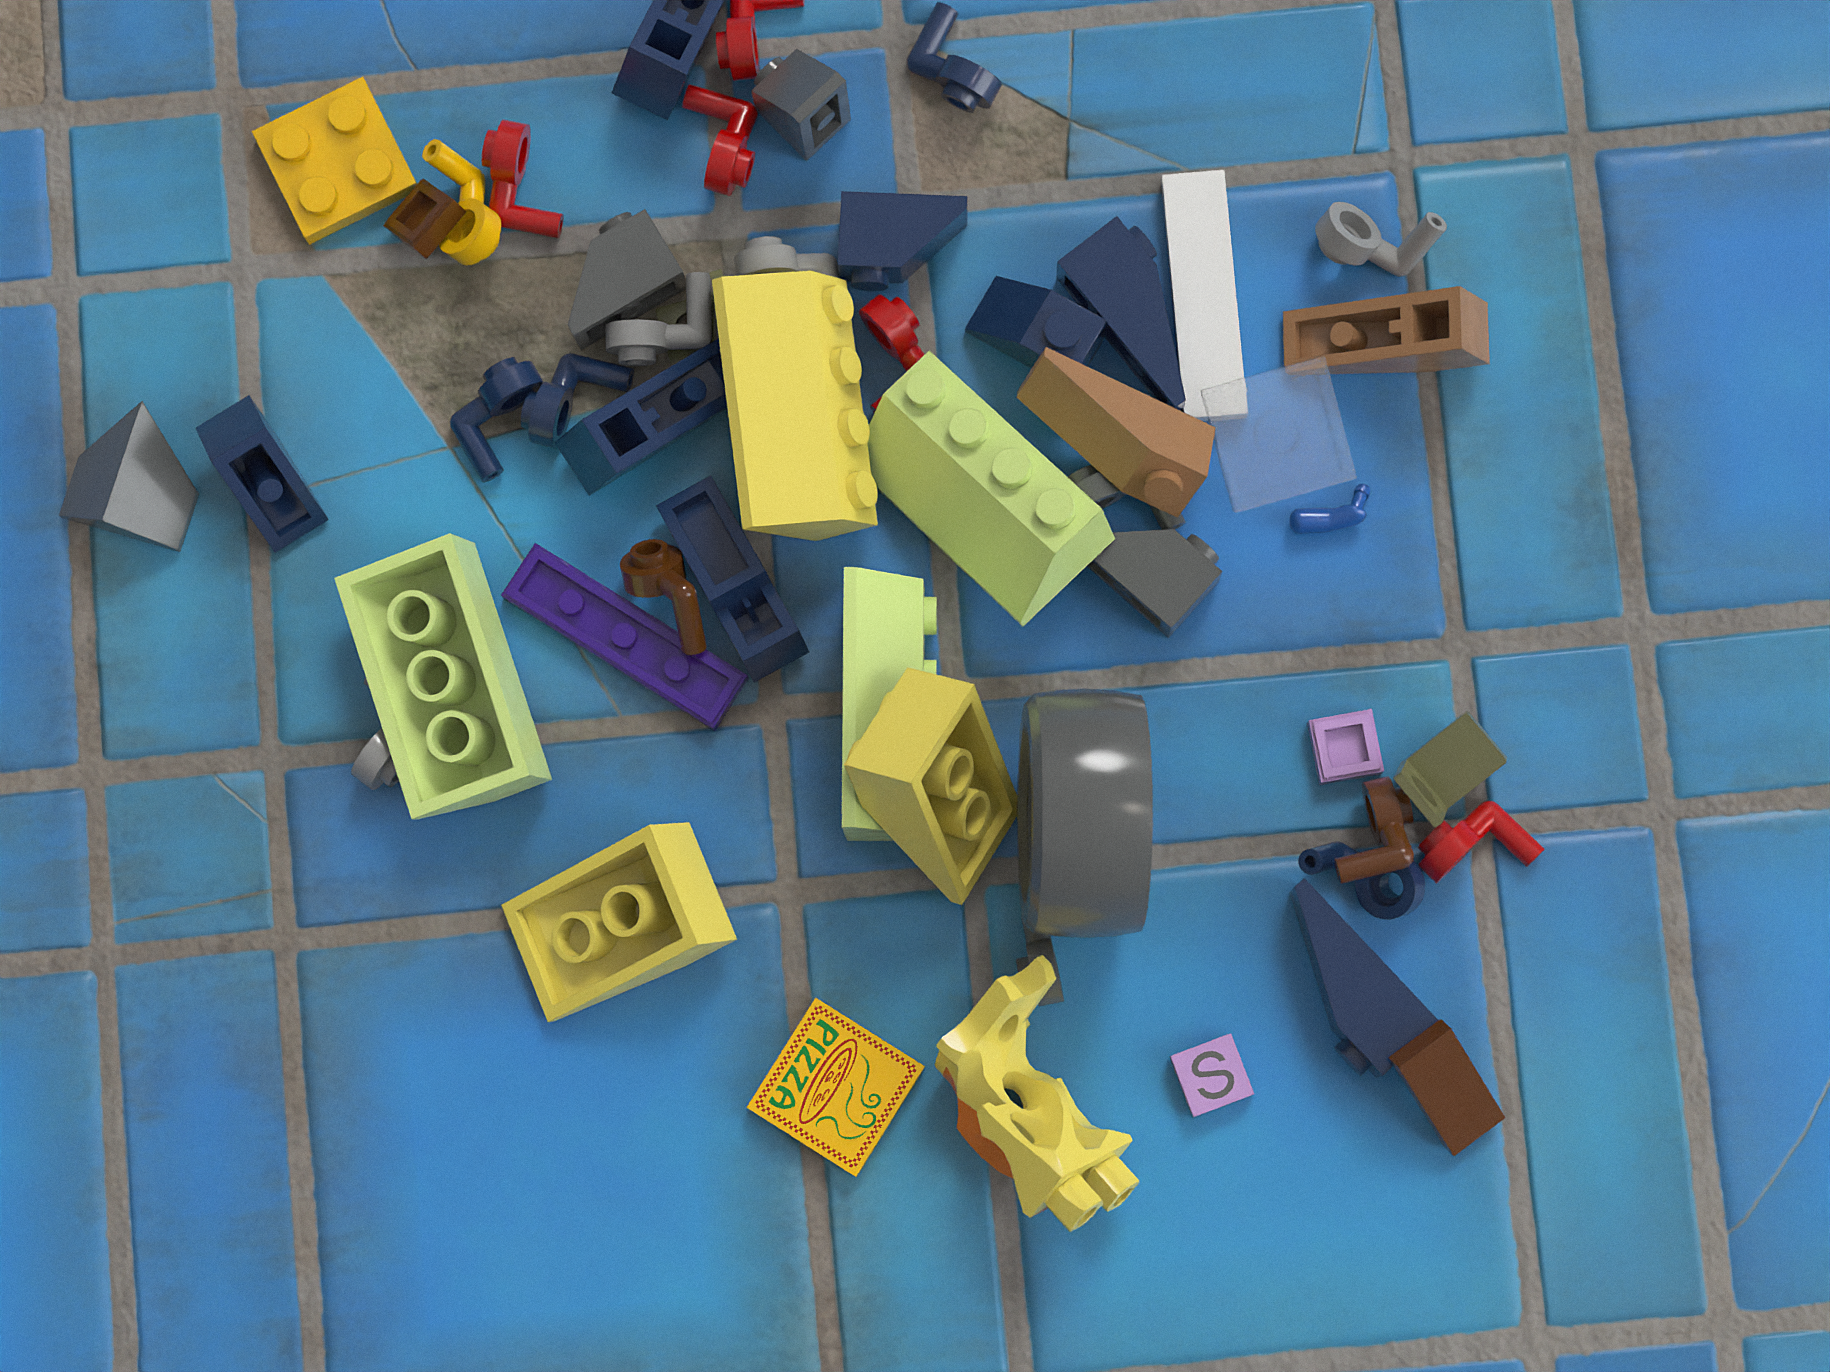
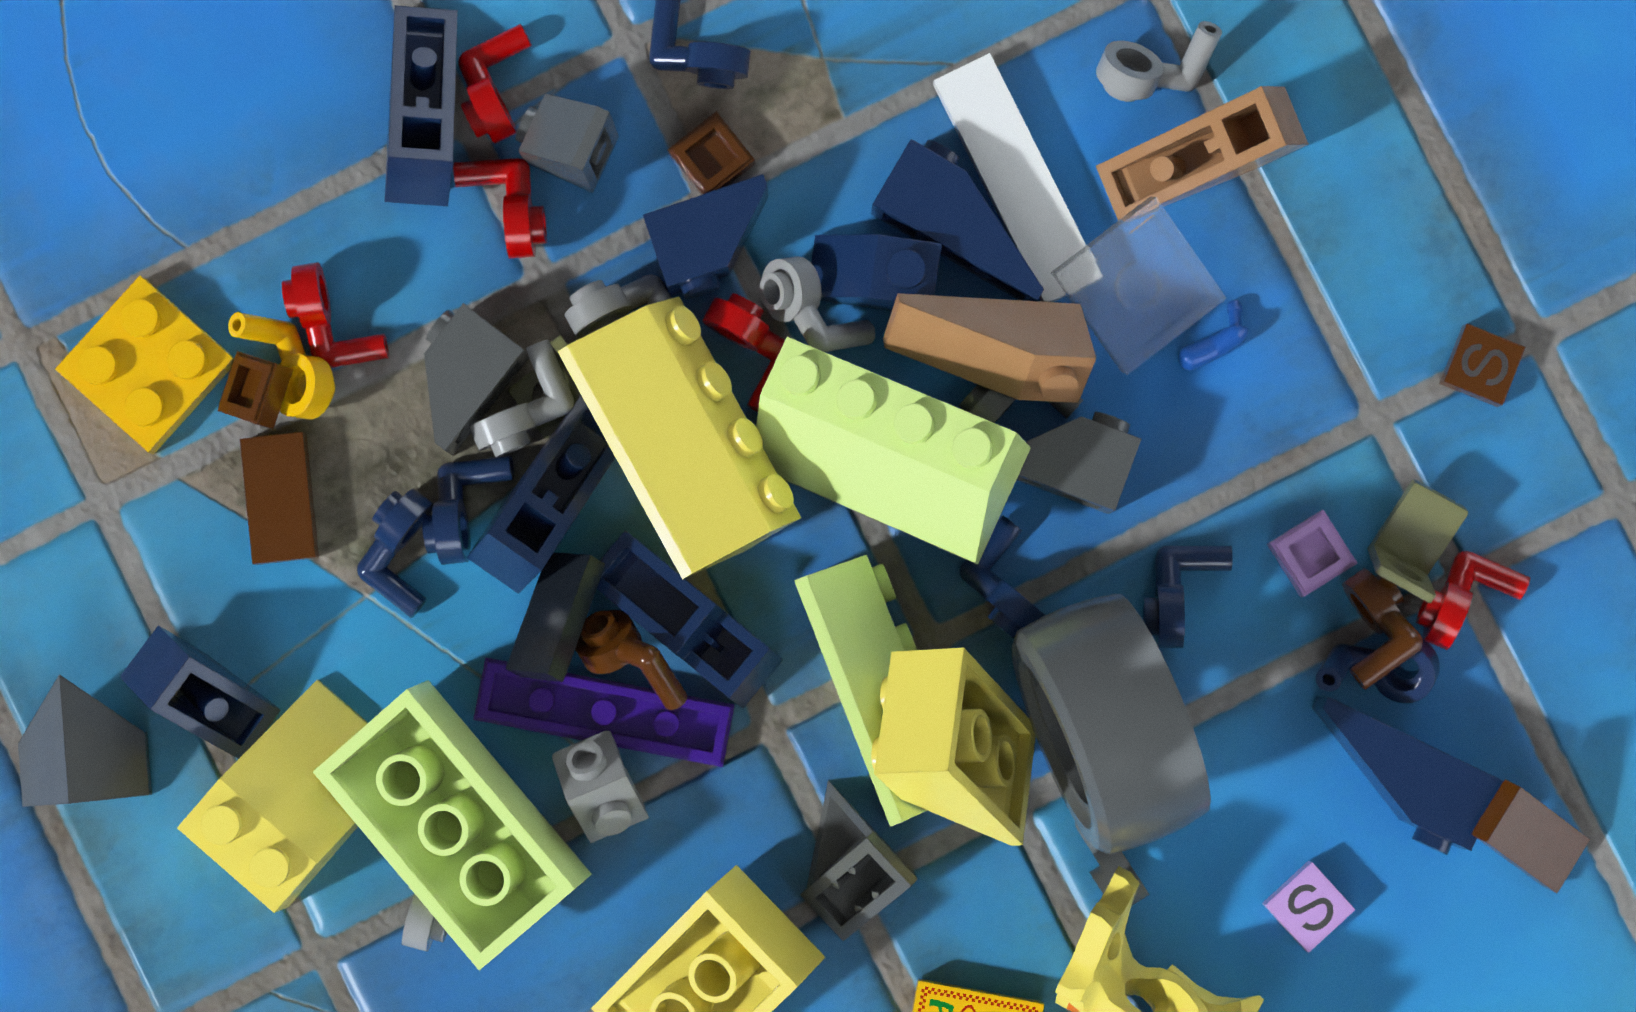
camera: 30 degrees left, 5 degrees up
(282, 605) = (269, 812): none -> light yellow slope
(406, 326) = (279, 498): none -> reddish brown tile
(591, 701) = (599, 787): none -> light grey bracket
(614, 527) = (555, 617): none -> black tile
(795, 871) = (852, 868): none -> dark grey slope
(929, 165) = (711, 155): none -> reddish brown tile
(952, 318) = (793, 293): none -> light grey plate
(1023, 643) = (1011, 608): none -> dark blue plate
(1183, 744) = (1166, 611): none -> dark blue plate
(1576, 633) = (1482, 365): none -> reddish brown tile

